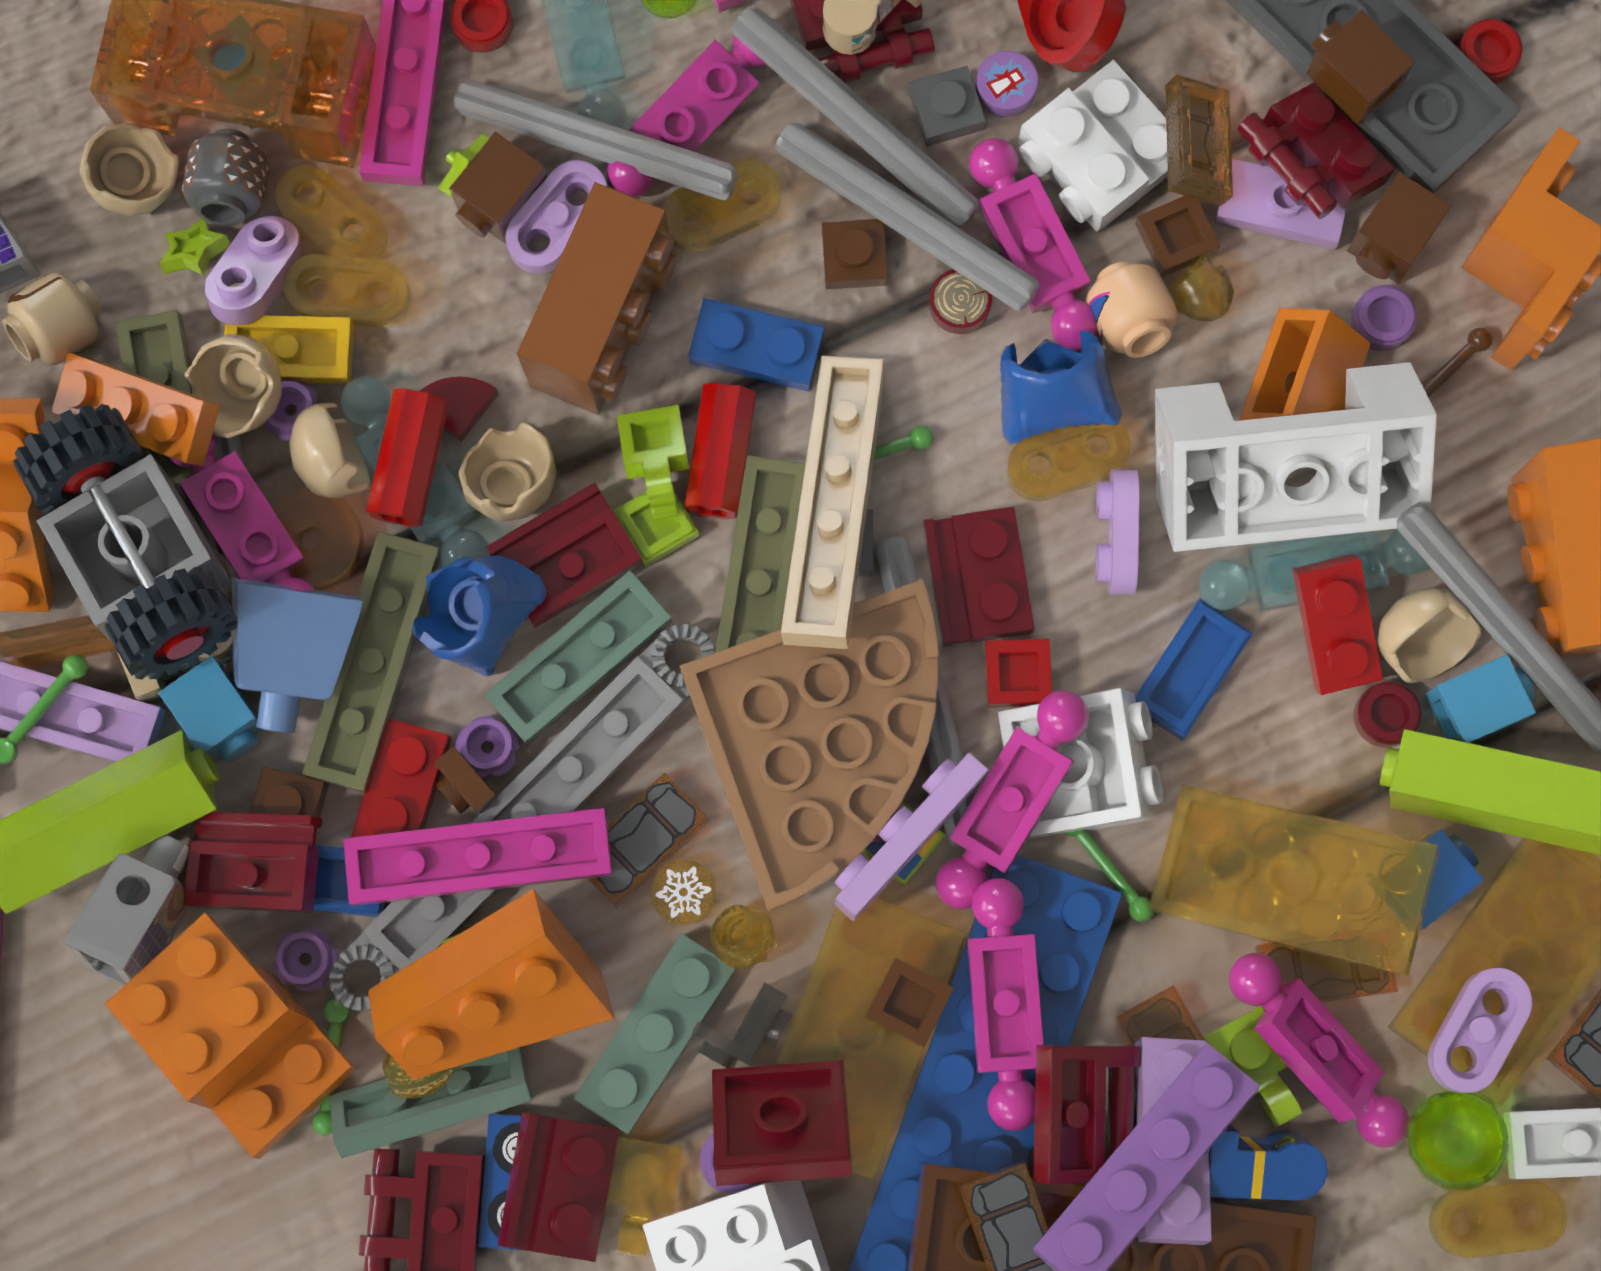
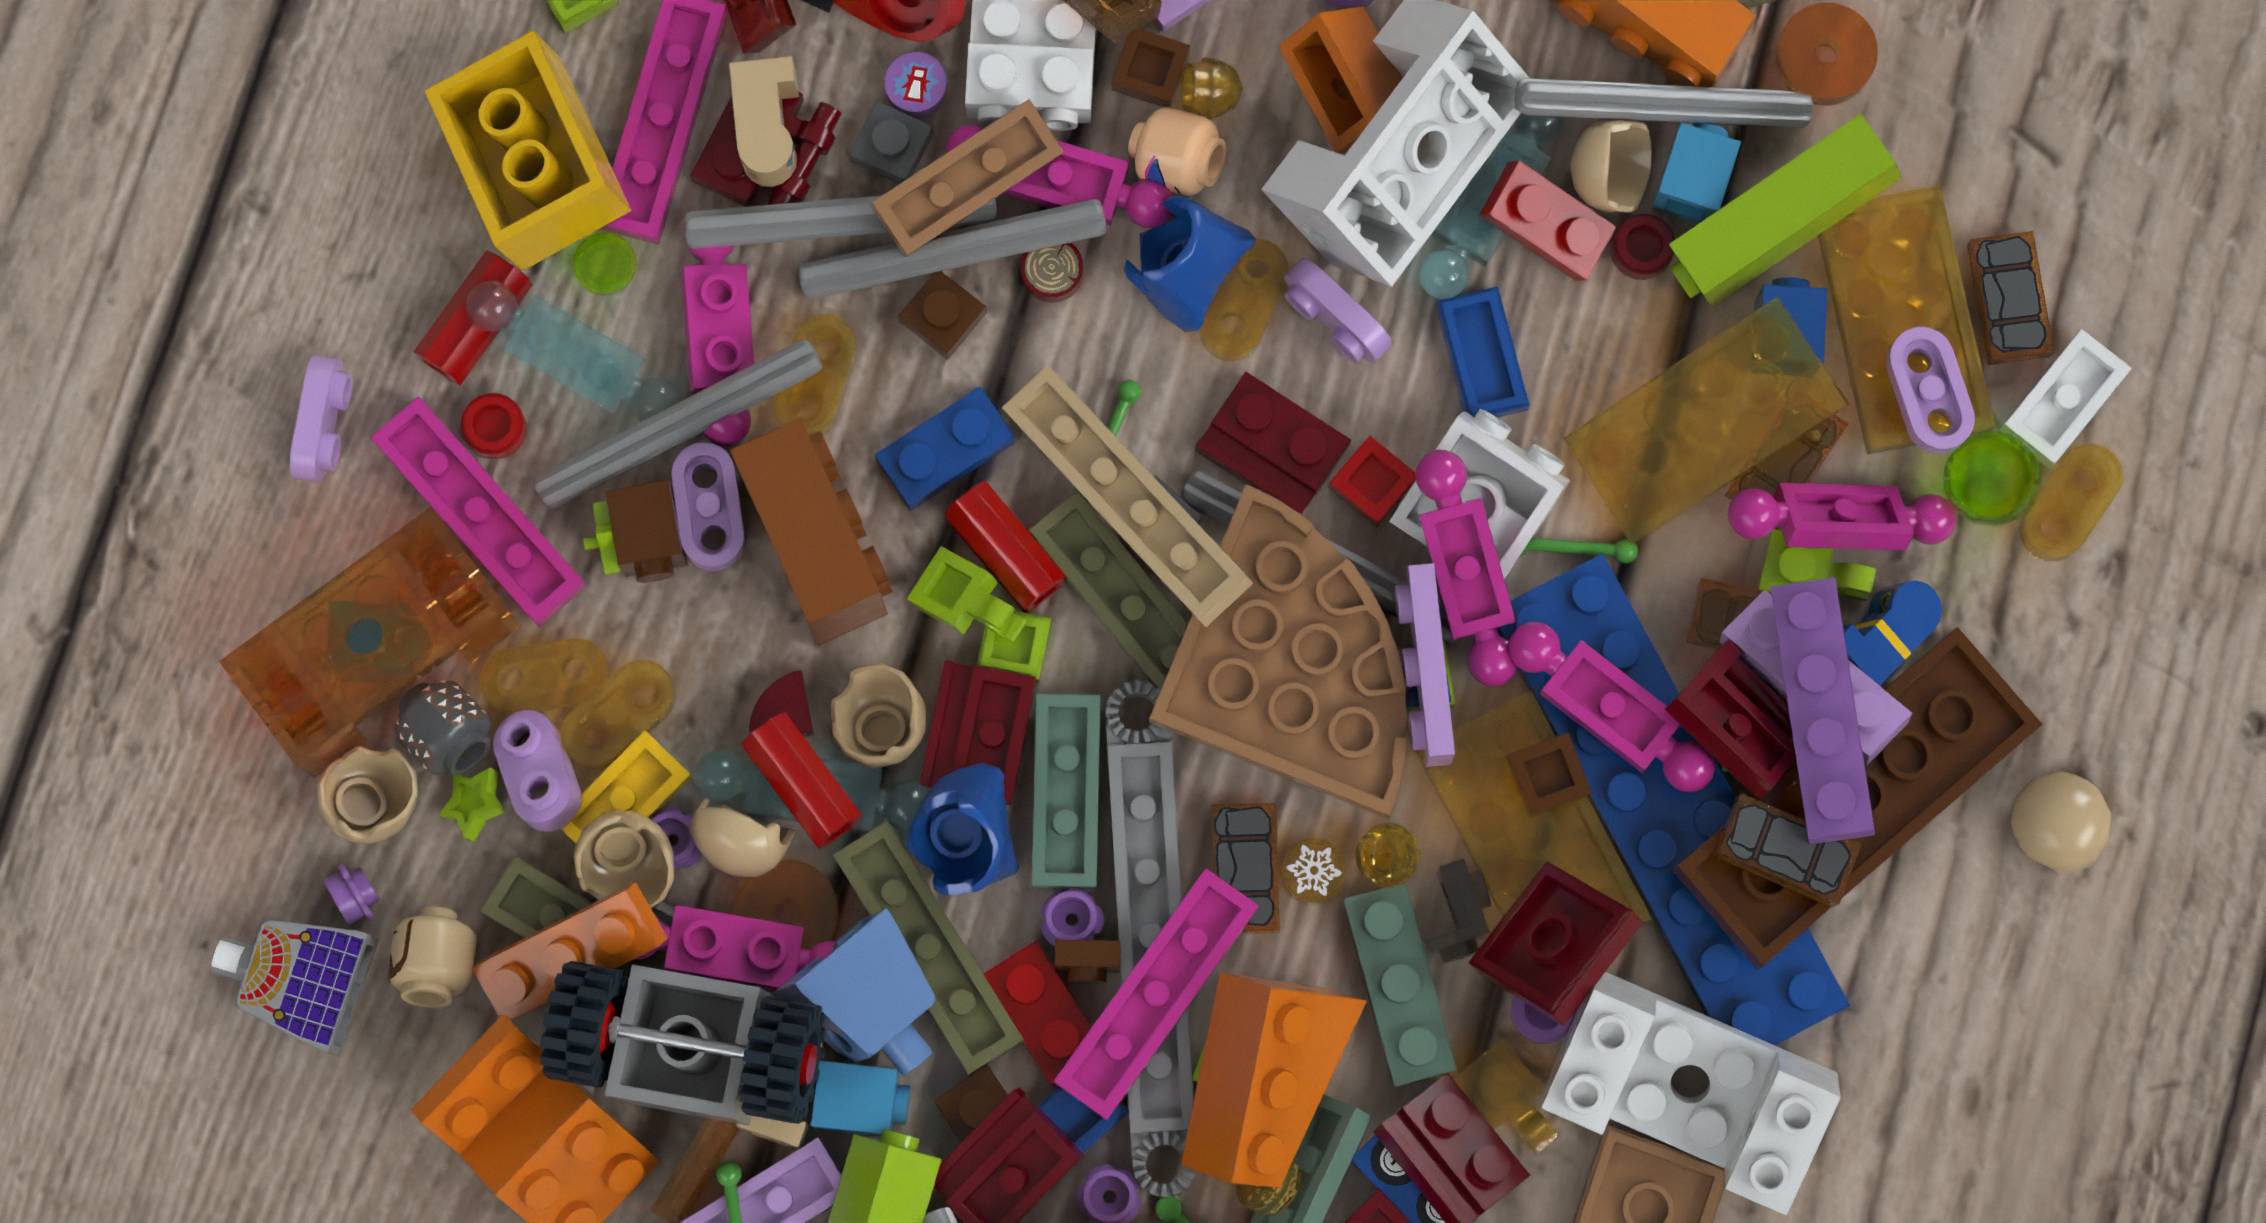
camera: 50 degrees left, 0 degrees up
(51, 224) = (351, 893): none -> medium lavender plate
(964, 174) = (966, 178): none -> medium nougat plate

